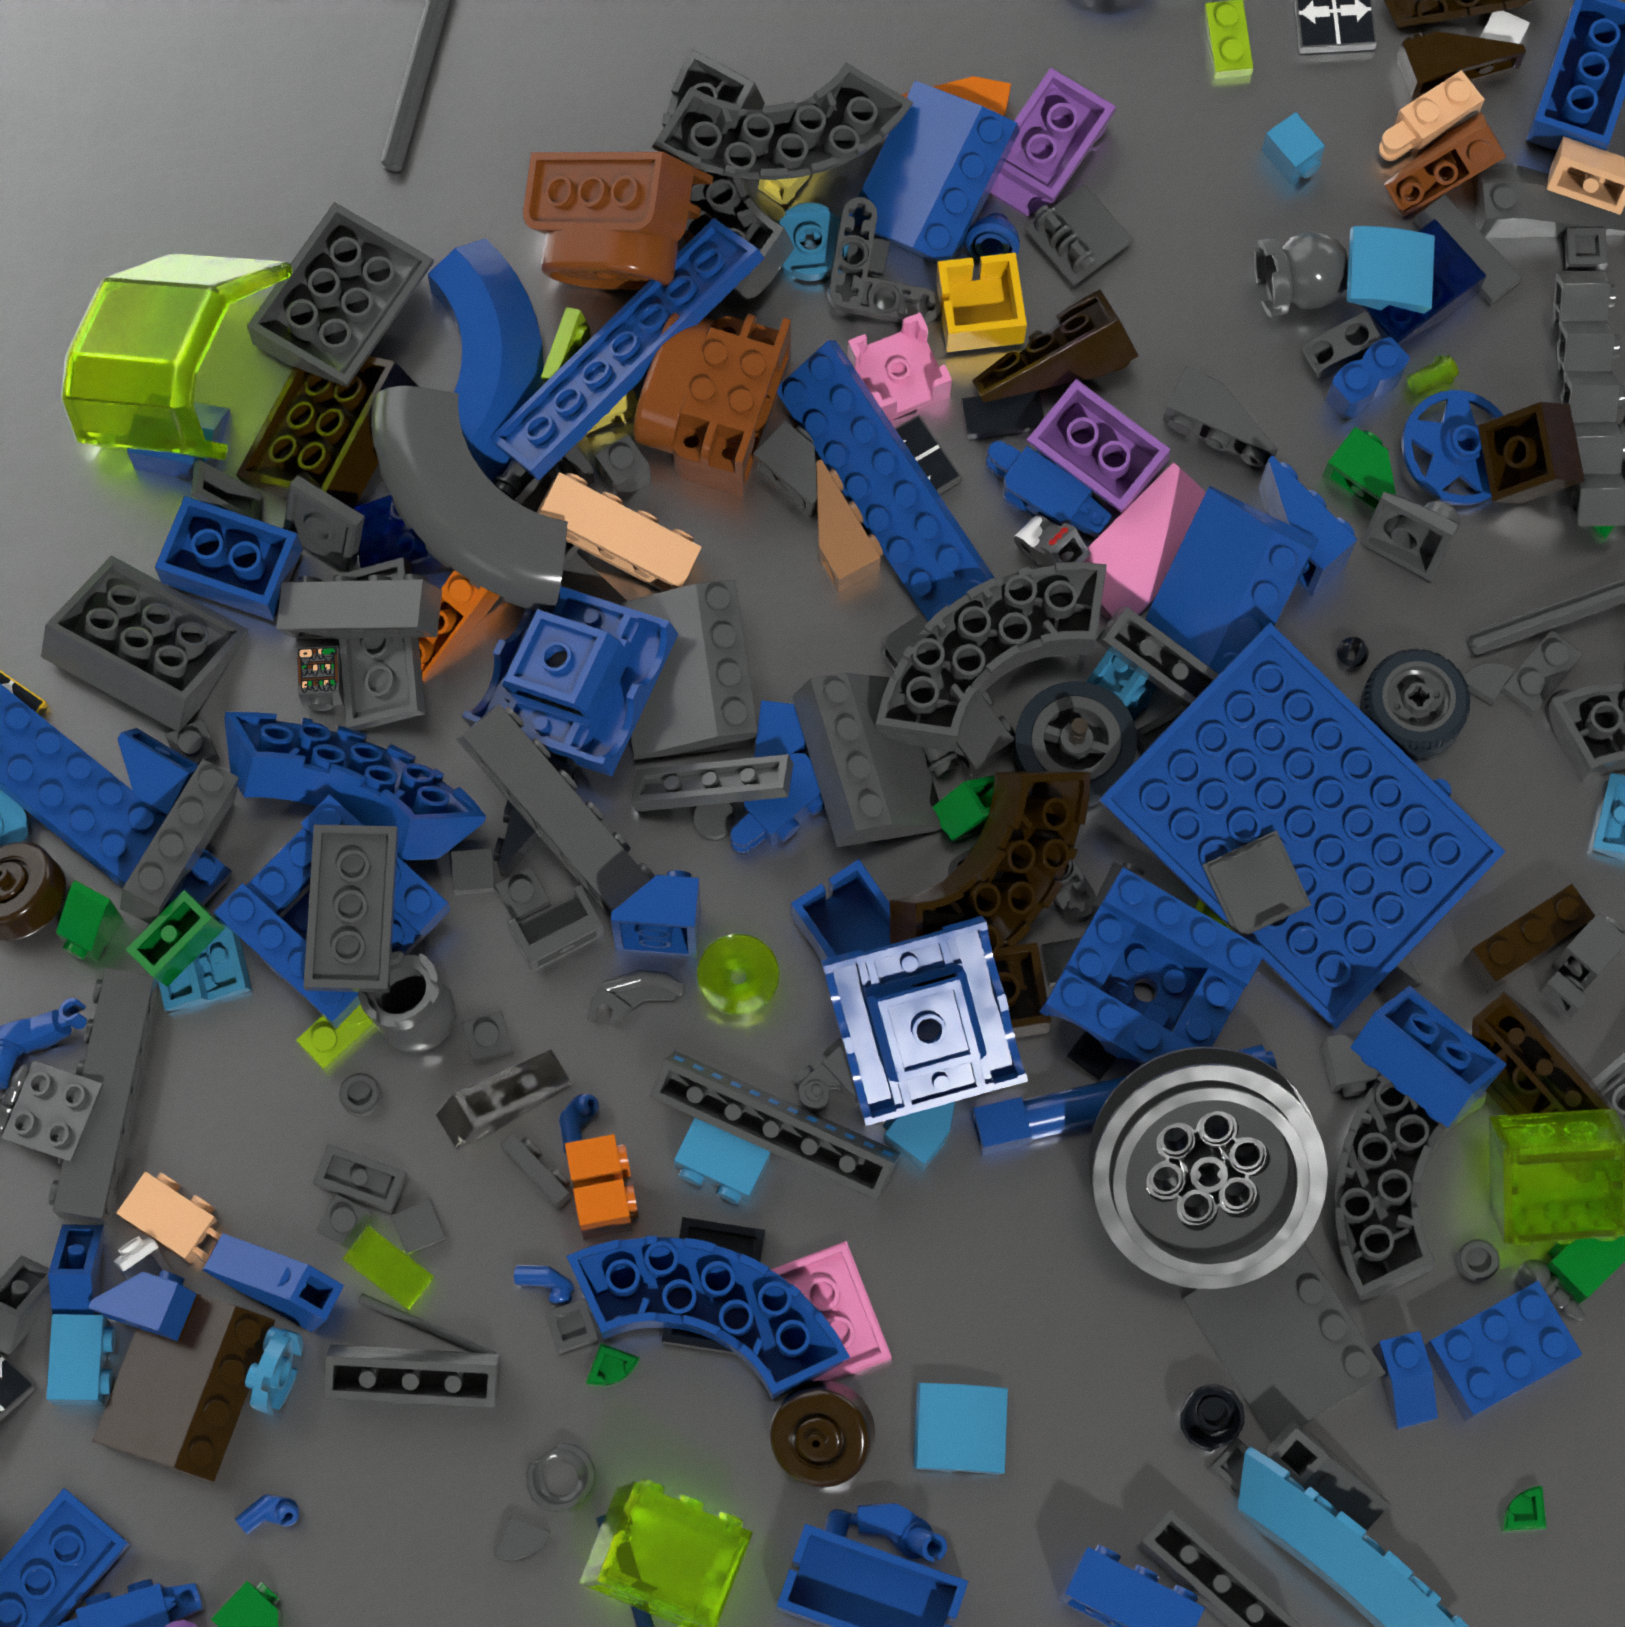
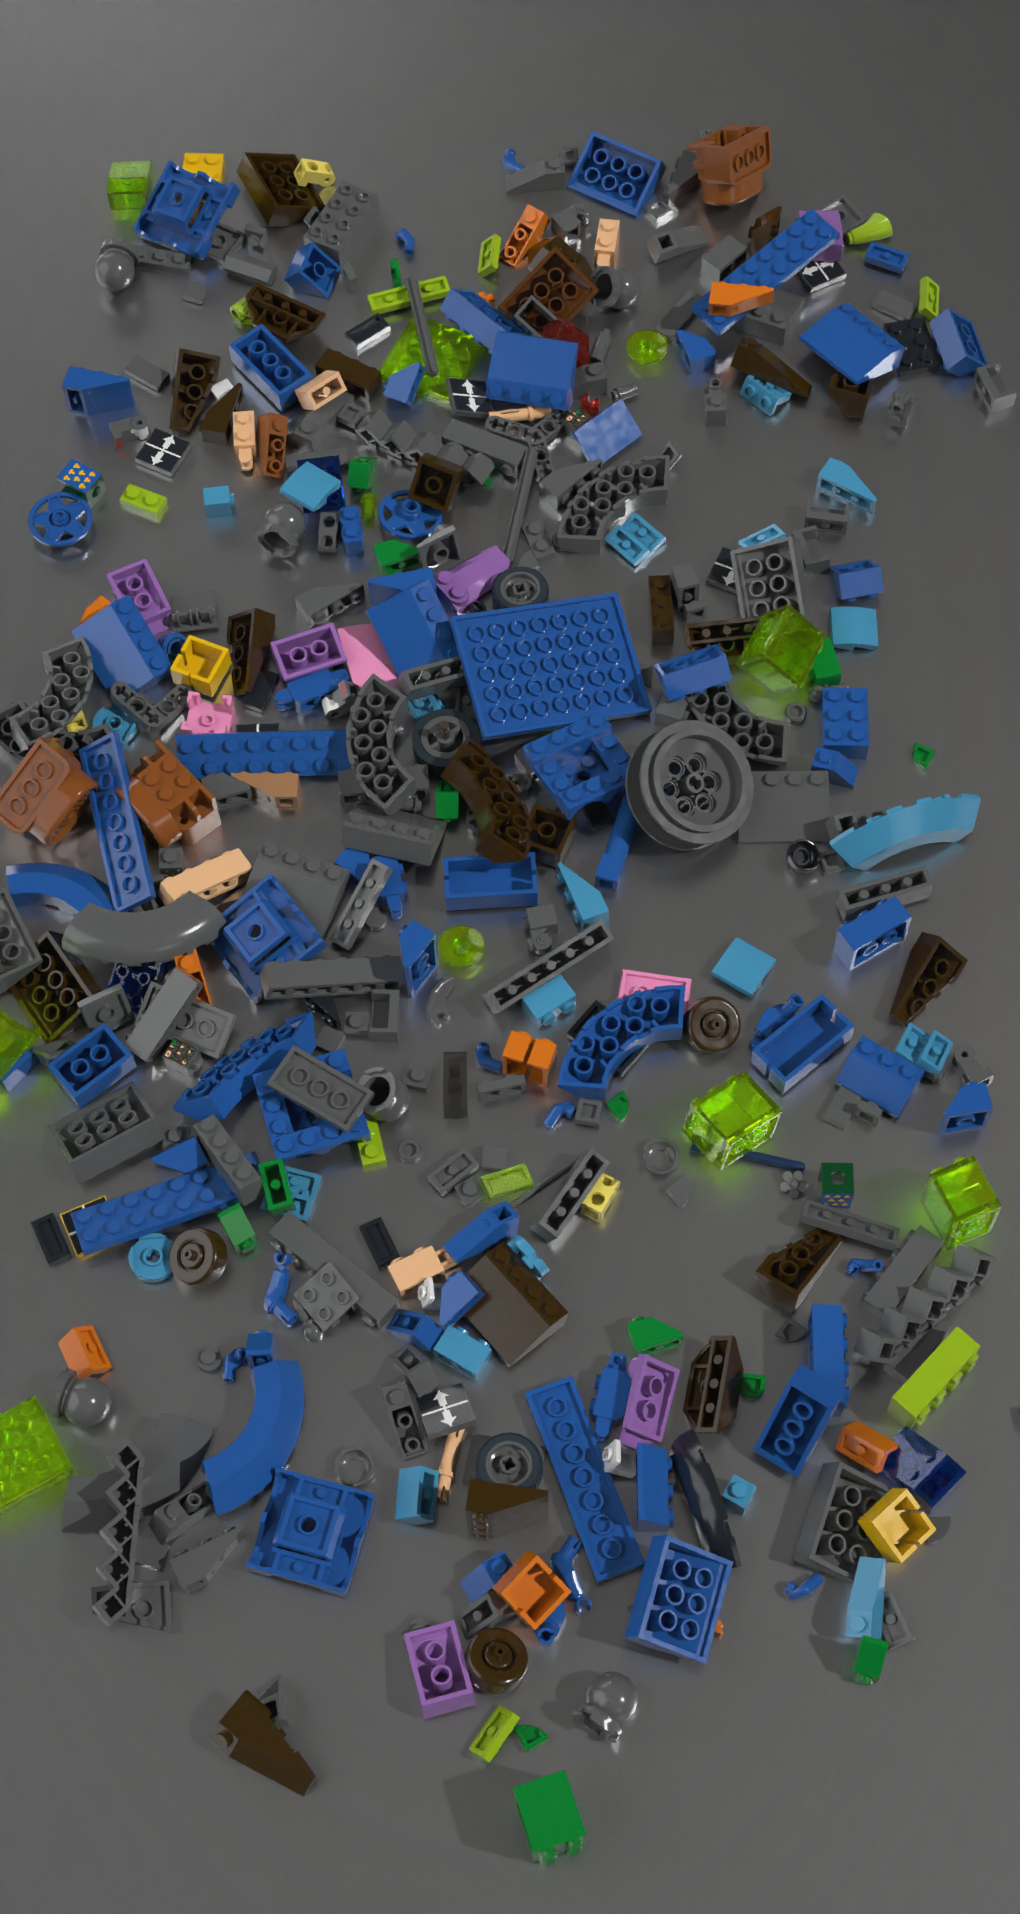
camera: 55 degrees left, 10 degrees down
(189, 1137) = (379, 1243): none -> black tile
(270, 1509) = (594, 1301): blue arm -> none
(441, 1424) = (600, 1198): none -> light yellow leg
(570, 337) = (89, 851): lime plate -> none
(887, 1059) = (543, 886): piece -> none
(1256, 884) = (566, 698): dark grey piece -> none
(1401, 610) = (471, 579): none -> medium lavender slope
(1488, 327) = (361, 473): none -> green slope

